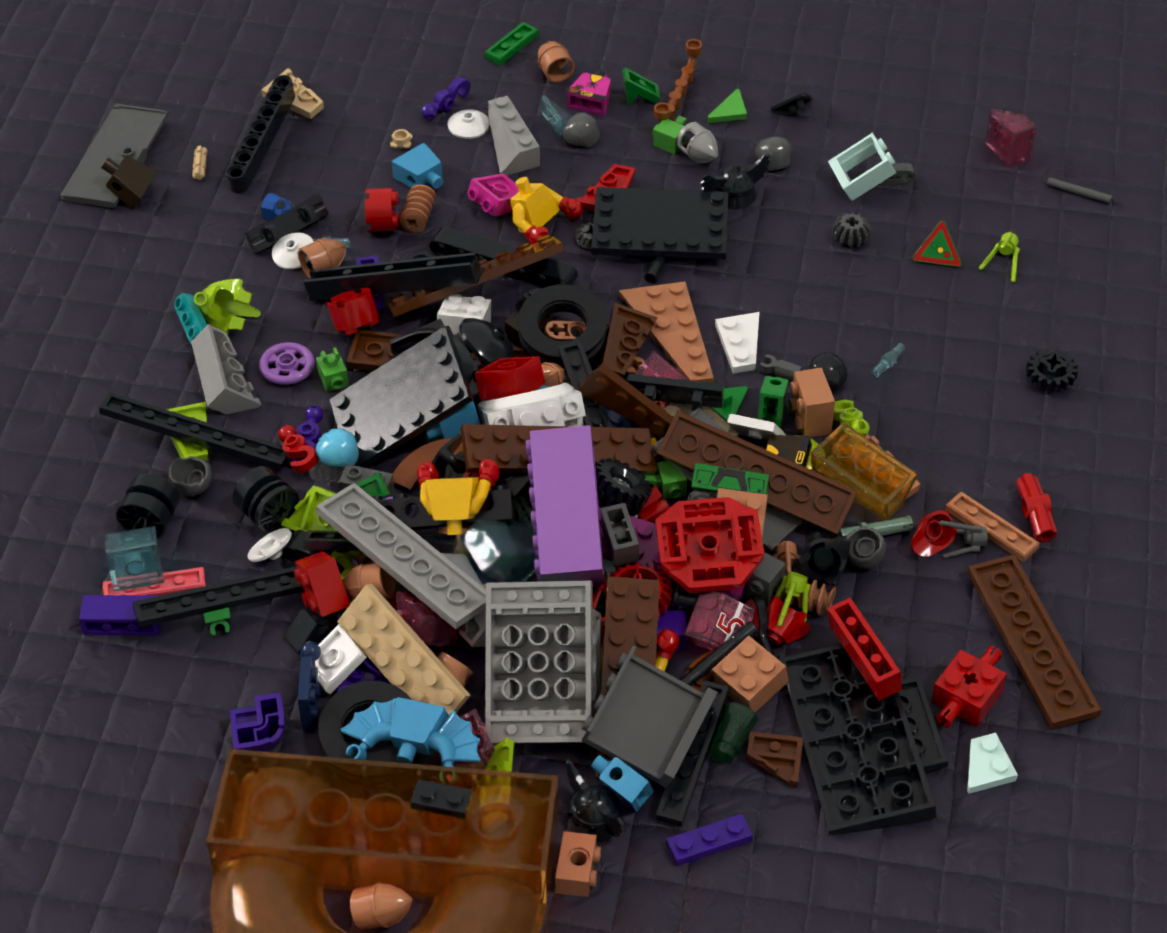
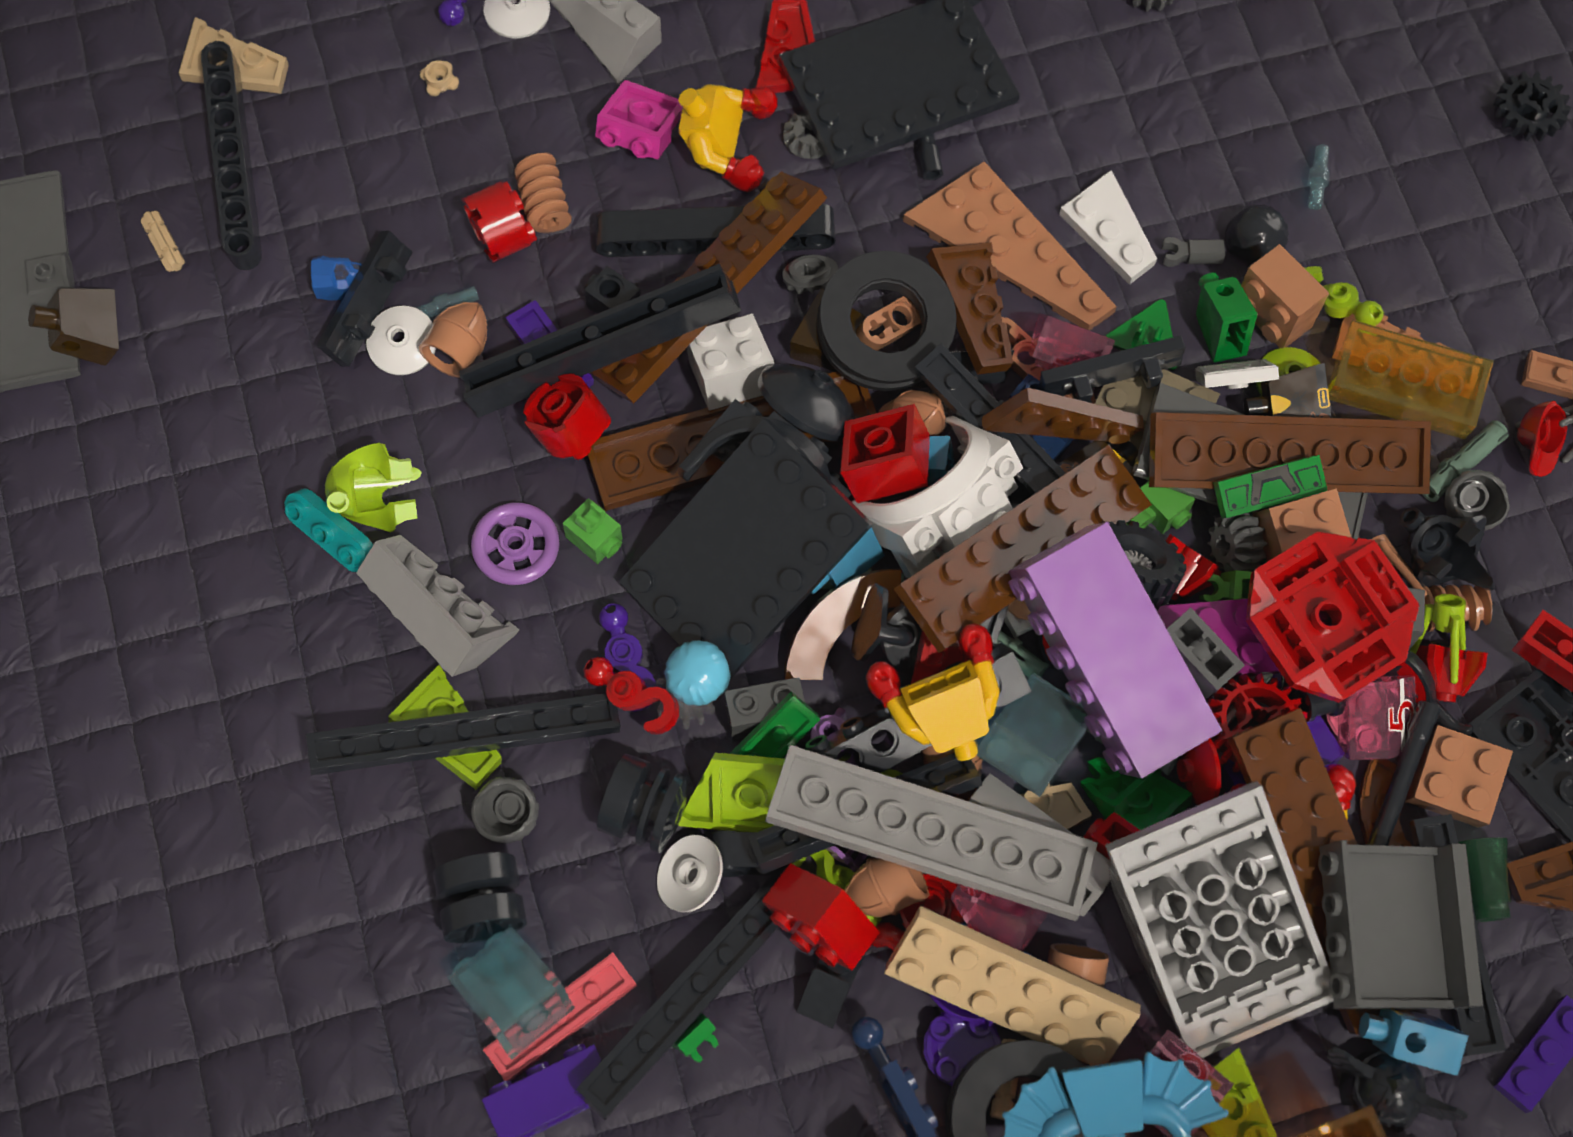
camera: 30 degrees left, 20 degrees up
(337, 659) = (910, 1022): white plate -> none
(418, 168) = (500, 121): dark azure torso -> none

